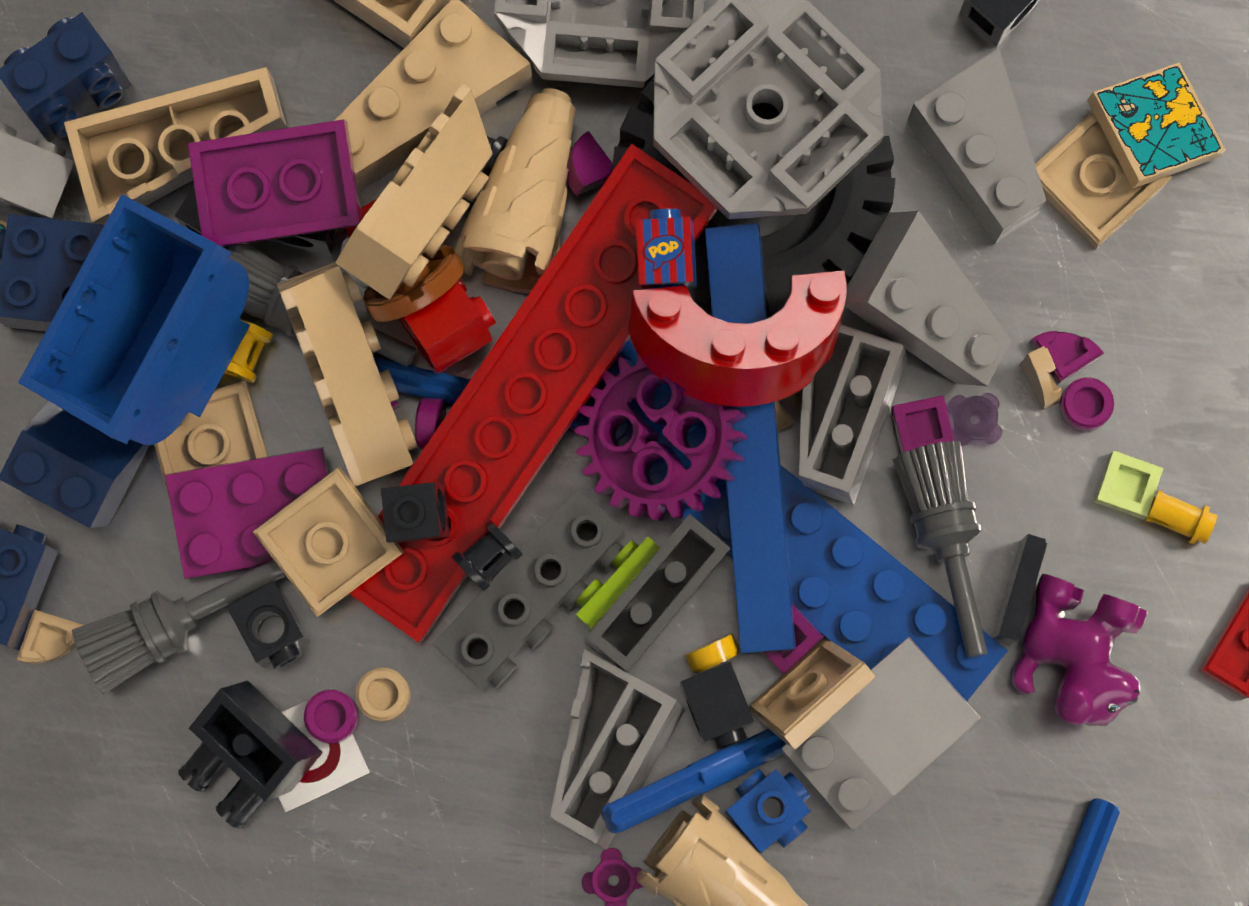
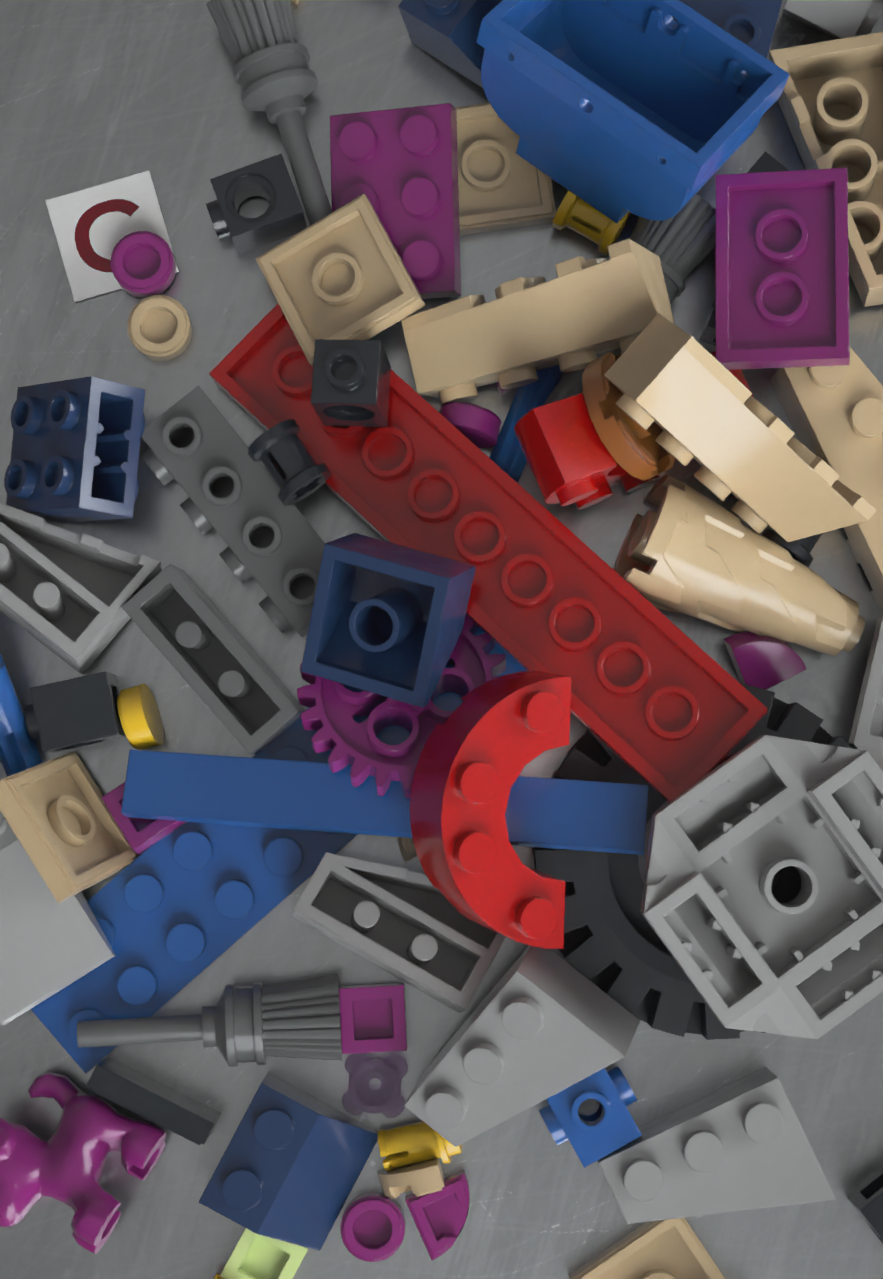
camera: 100 degrees right, 5 degrees up
(255, 743) = (118, 165): black brick -> none
(501, 736) = (75, 450): none -> dark blue brick
(600, 597) = (226, 596): lime plate -> none
(605, 450) = (386, 617): none -> dark blue slope
(666, 250) = (619, 728): brick -> none
(971, 240) = (600, 1129): none -> blue brick
(1016, 379) = (413, 1145): none -> yellow pin
(1049, 477) = (289, 1165): none -> dark blue slope

